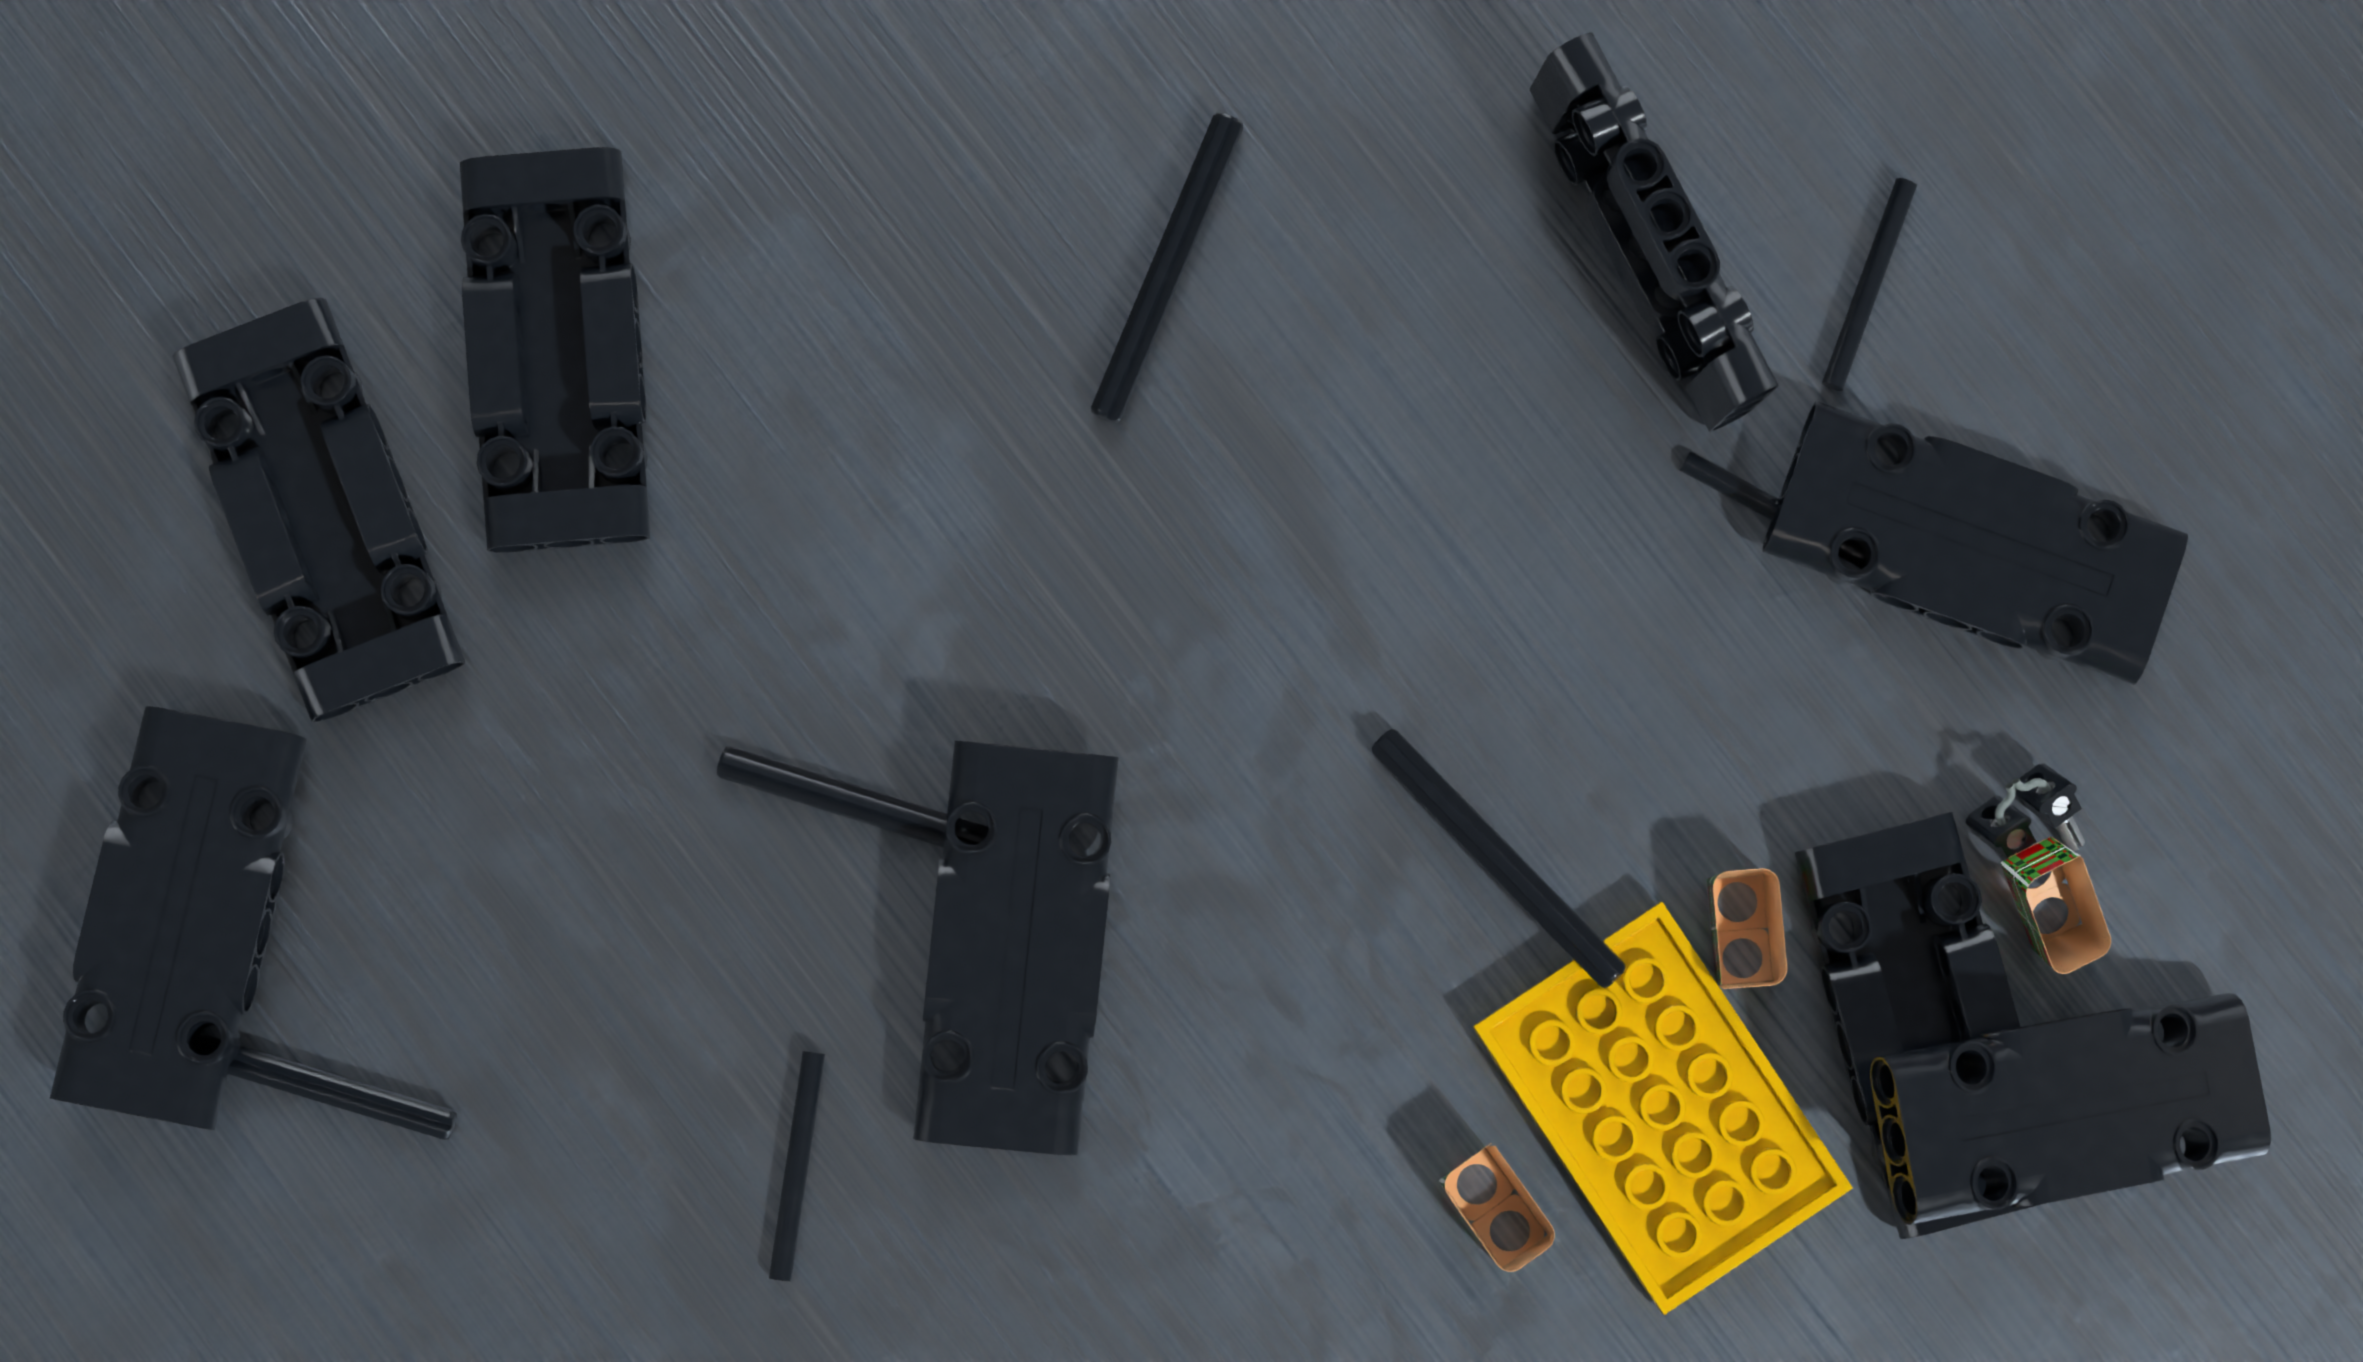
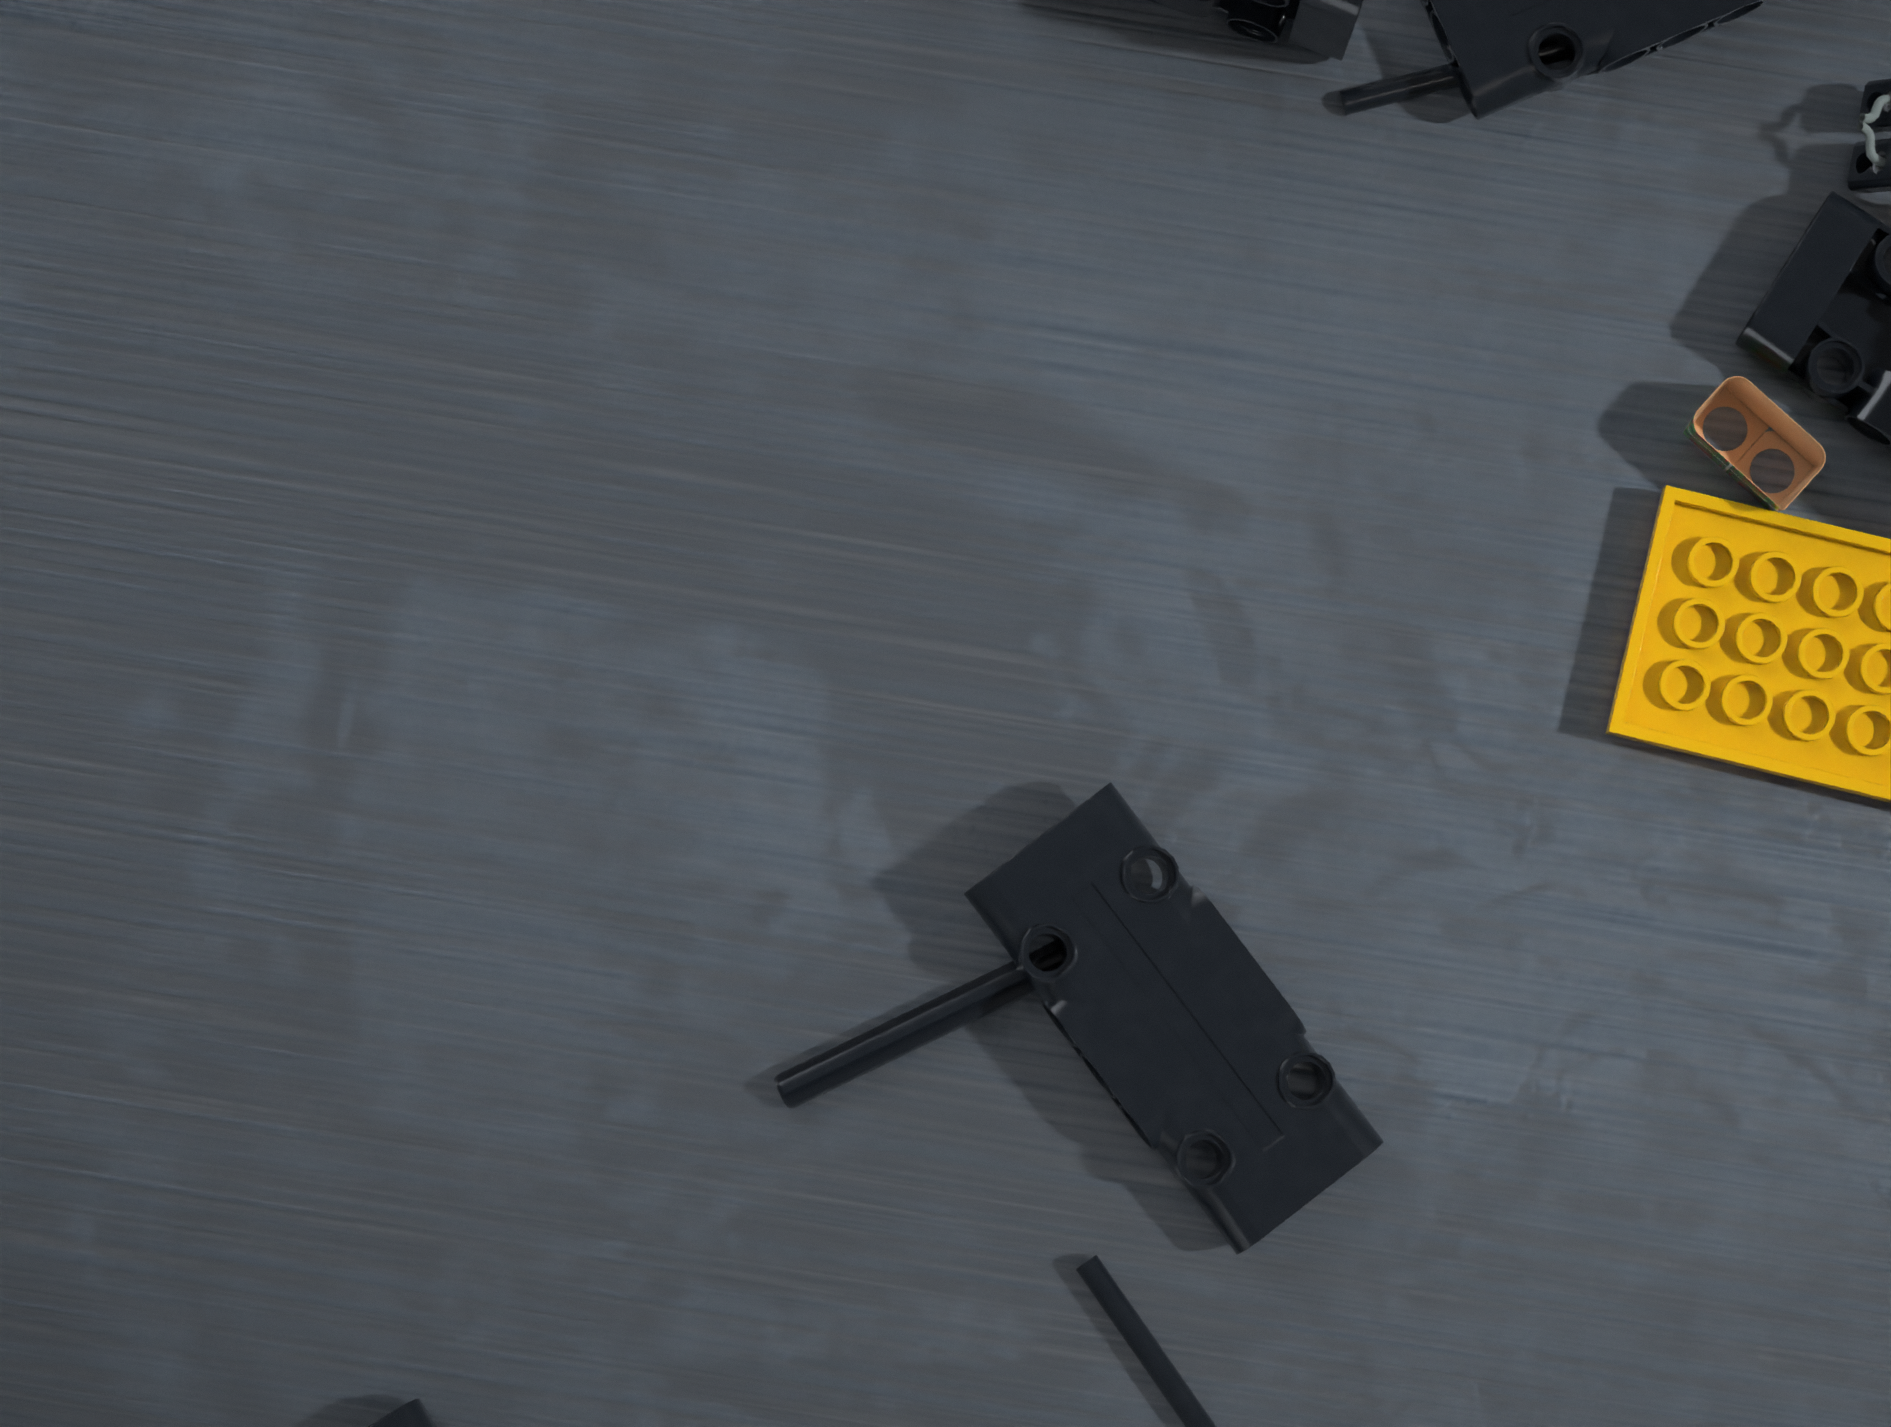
camera: 35 degrees left, 0 degrees up
(318, 509) = (246, 1198): black panel -> none
(554, 349) = (318, 881): black panel -> none
(1167, 267) = (765, 338): black axle -> none
(1498, 858) = (1499, 574): black axle -> none
(1501, 1201) = (1758, 878): light nougat piece -> none

